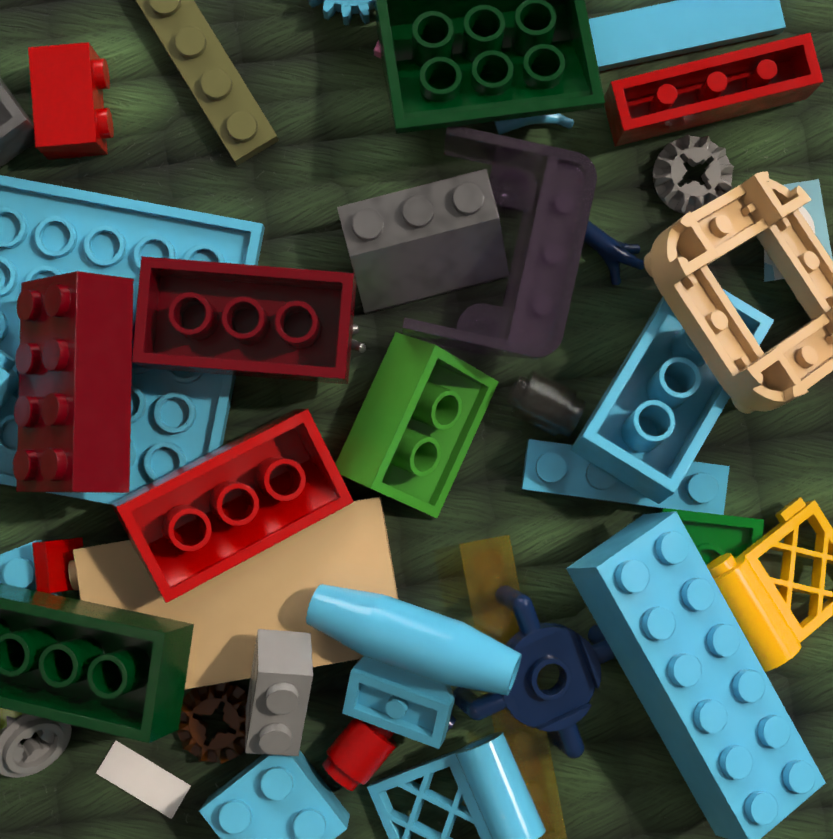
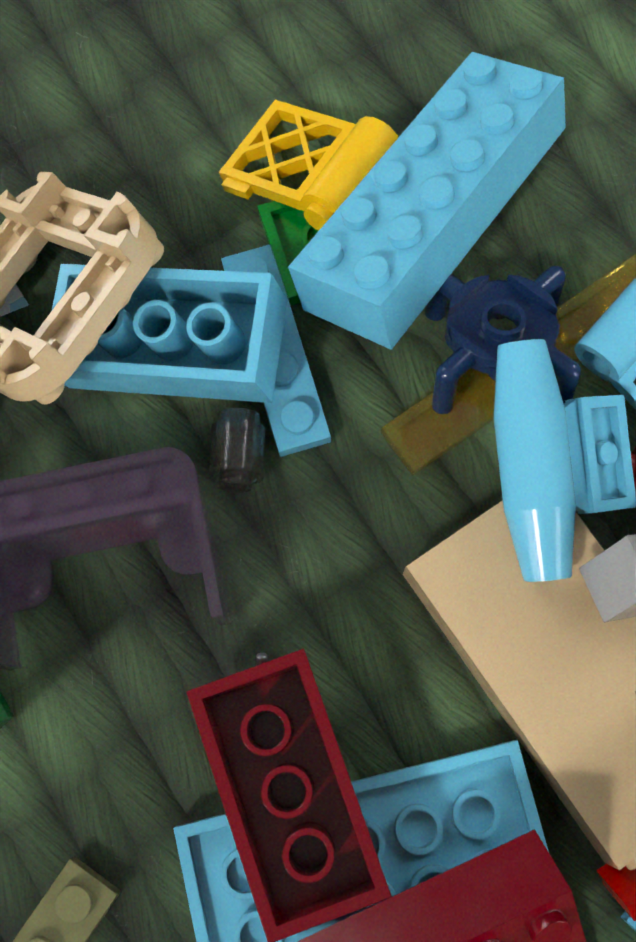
camera: 110 degrees left, 10 degrees down
(232, 503) = (489, 715): red slope -> none
(416, 424) = (315, 569): bright green slope -> none
(424, 241) = (119, 645): flat silver slope -> none
(612, 251) = (55, 450): dark blue bar -> none

